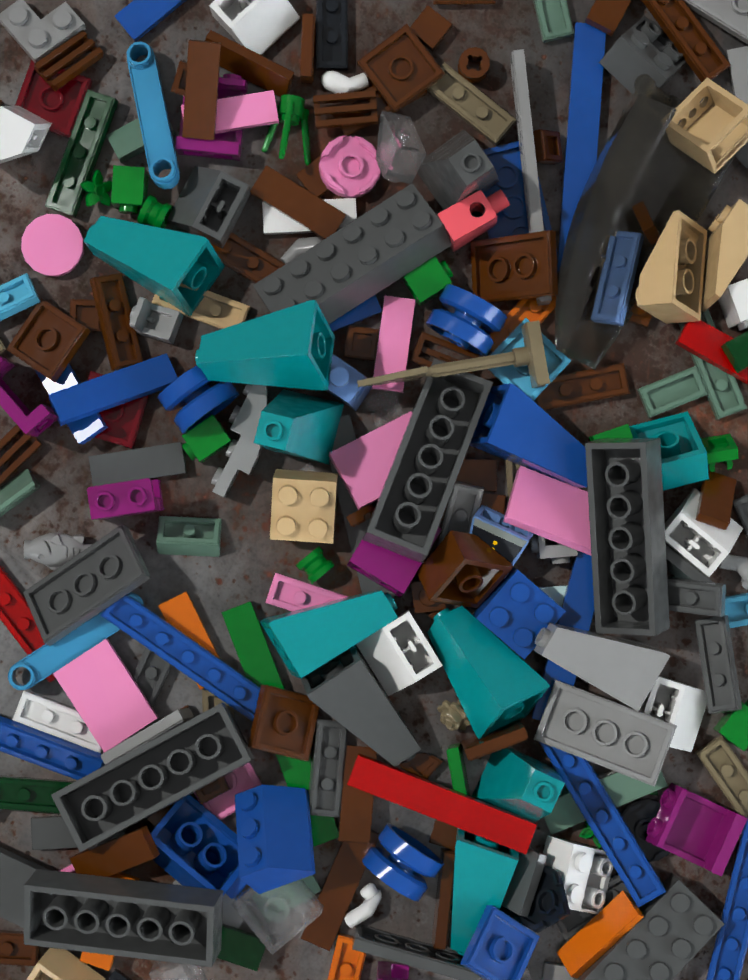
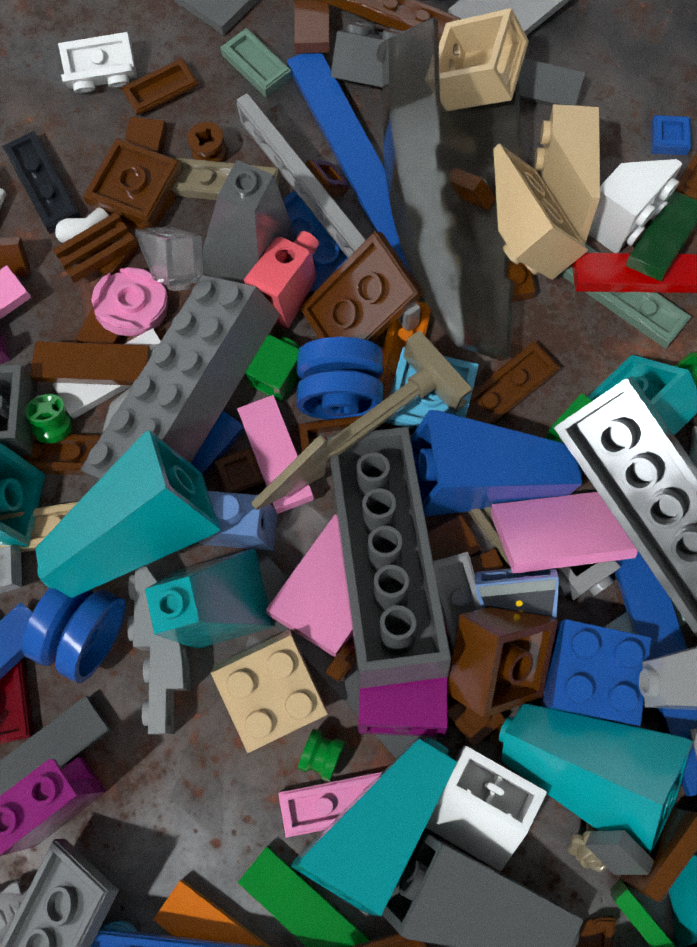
camera: 25 degrees left, 15 degrees down
(189, 536) = (151, 807): sand green slope -> none
(206, 439) = (112, 676): green brick -> none
(249, 221) = (48, 418): none -> green wheel
(289, 113) = (39, 284): green plant -> none
(307, 48) = (26, 213): reddish brown tile -> none
(465, 723) = (619, 852): none -> dark grey tile
(617, 278) = (478, 262): medium blue tile -> none
(672, 391) = (602, 344): sand green tile -> none

